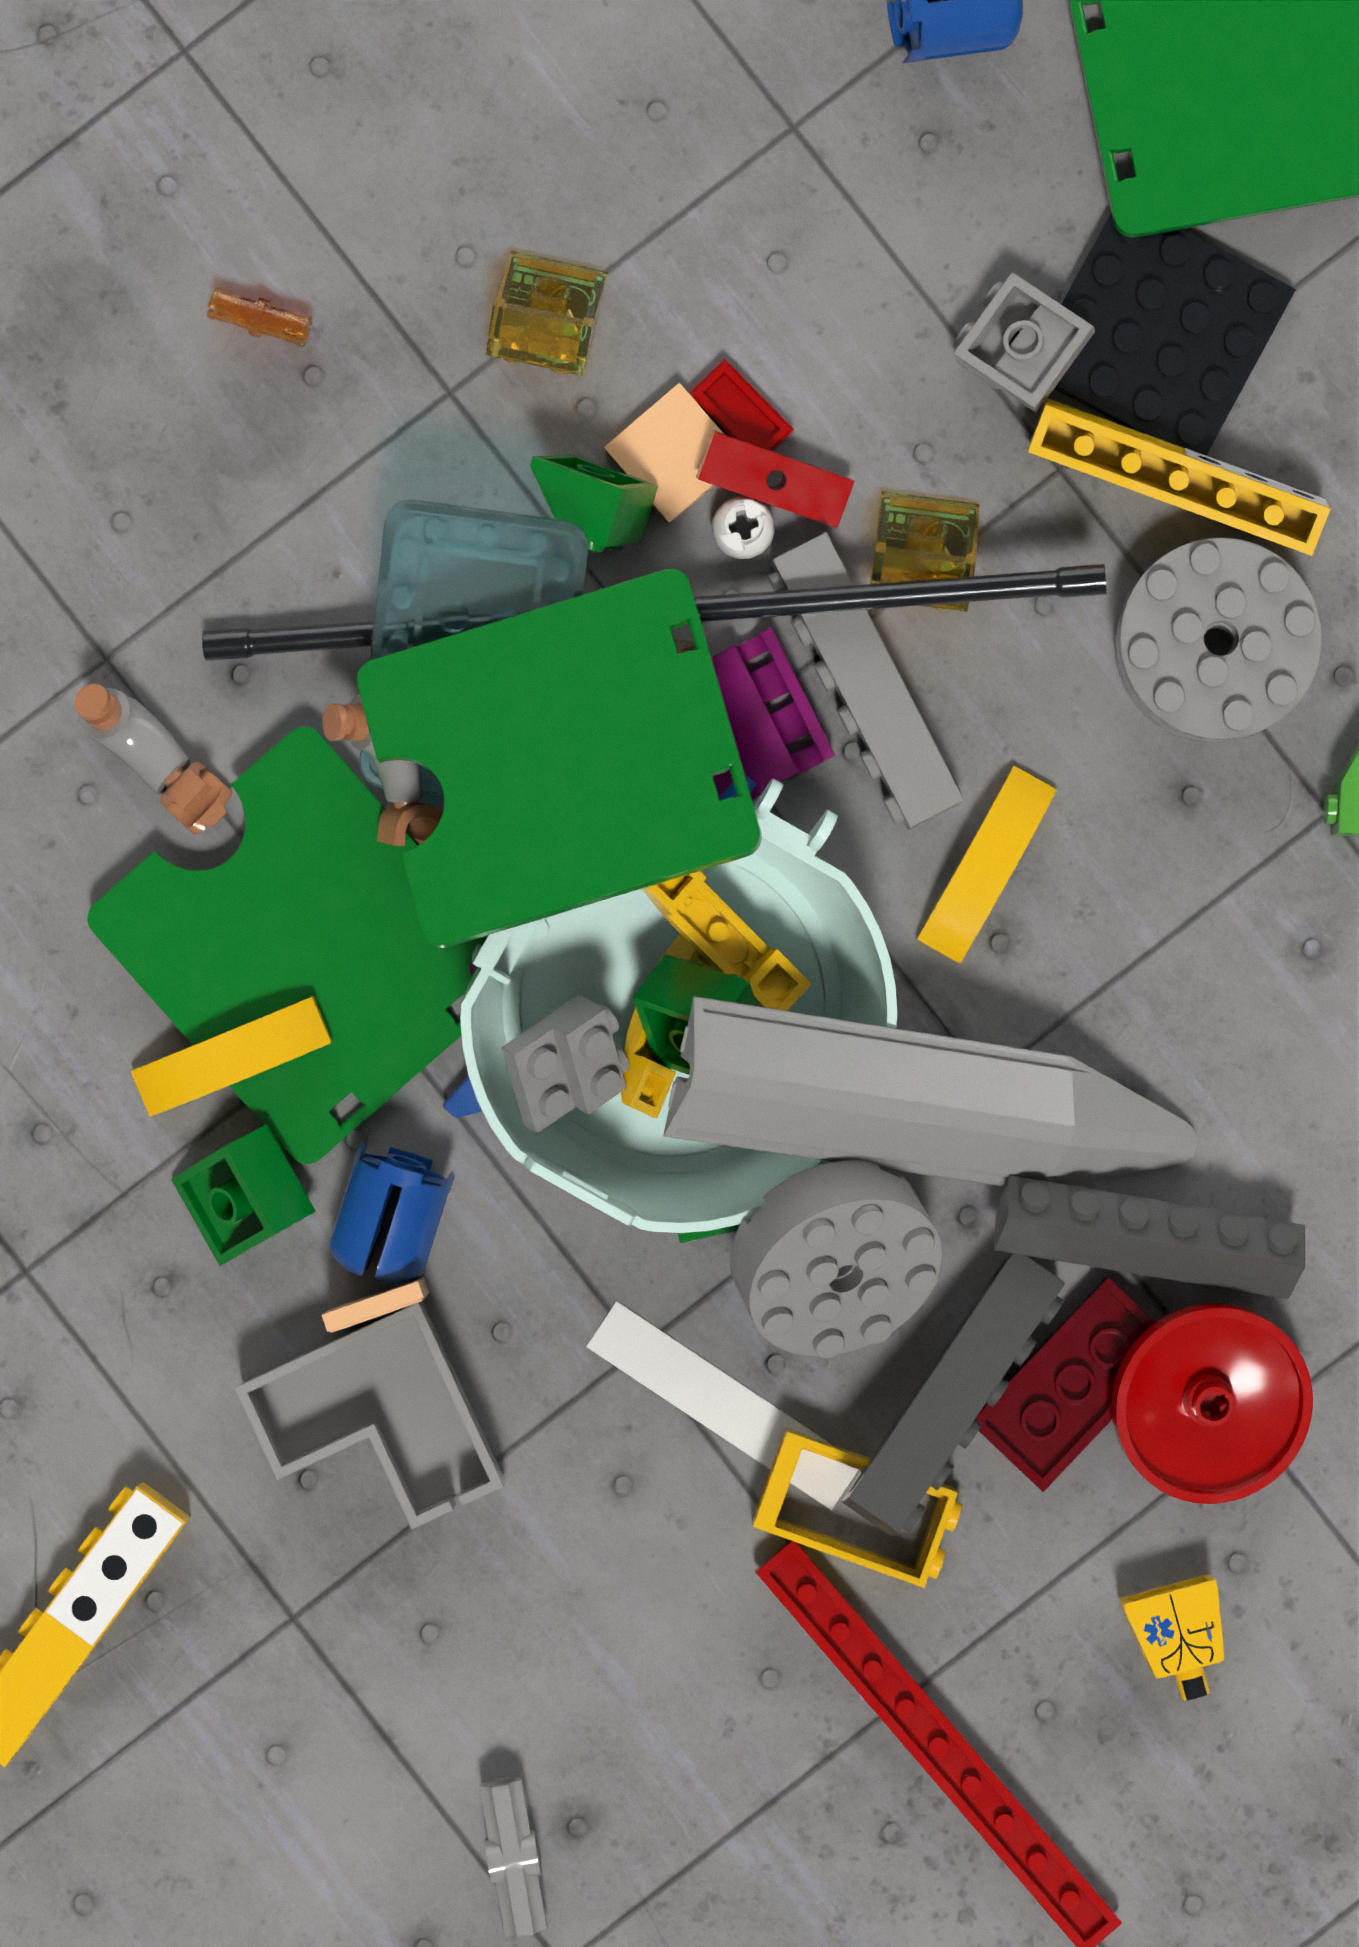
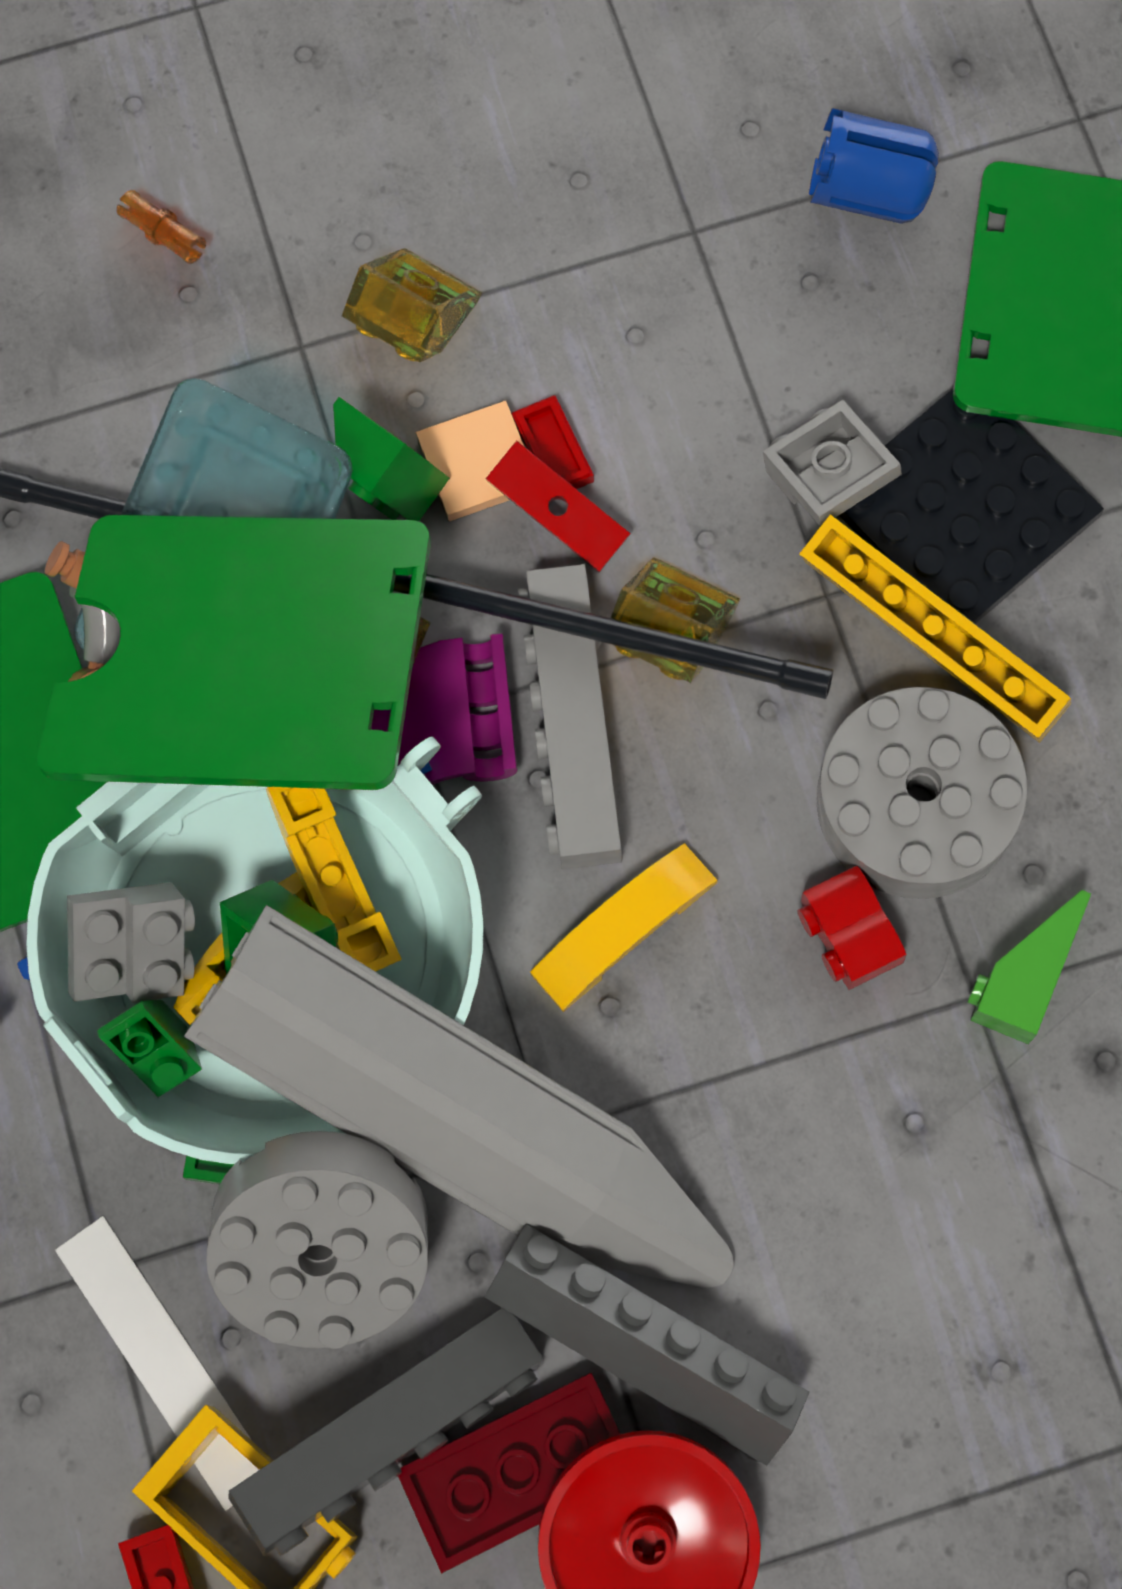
camera: 30 degrees right, 15 degrees down
(618, 1143) = (153, 1045): none -> green slope
(732, 543) = (526, 549): white piece -> none
(1197, 792) = (852, 928): none -> red brick

